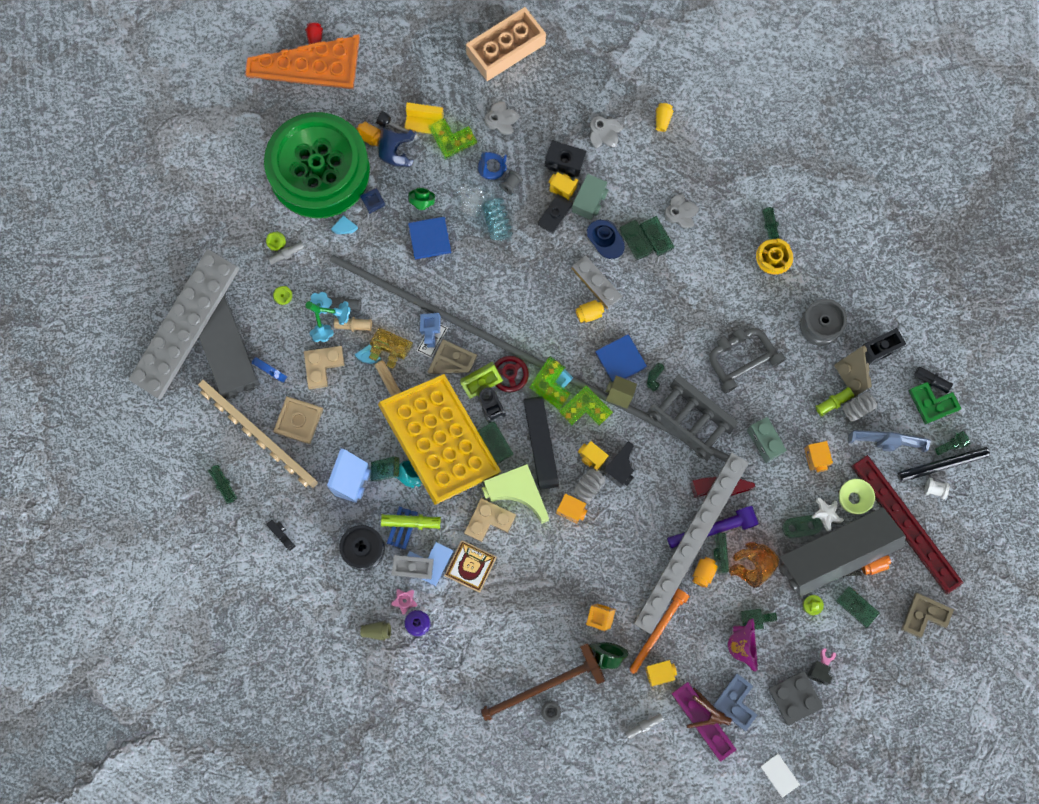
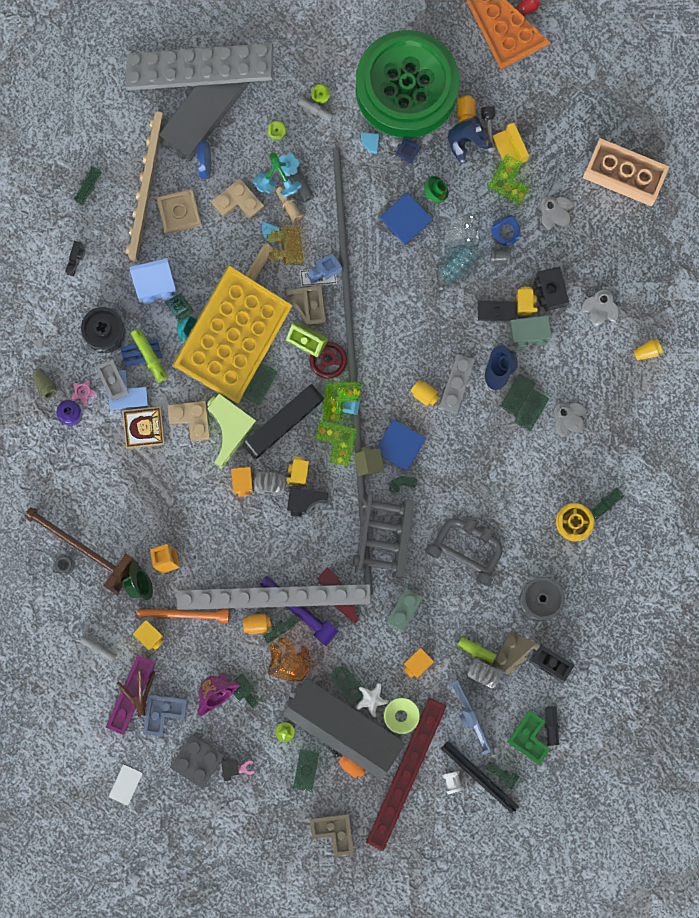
camera: 55 degrees right, 5 degrees up
(492, 406) = (288, 361): black piece -> none

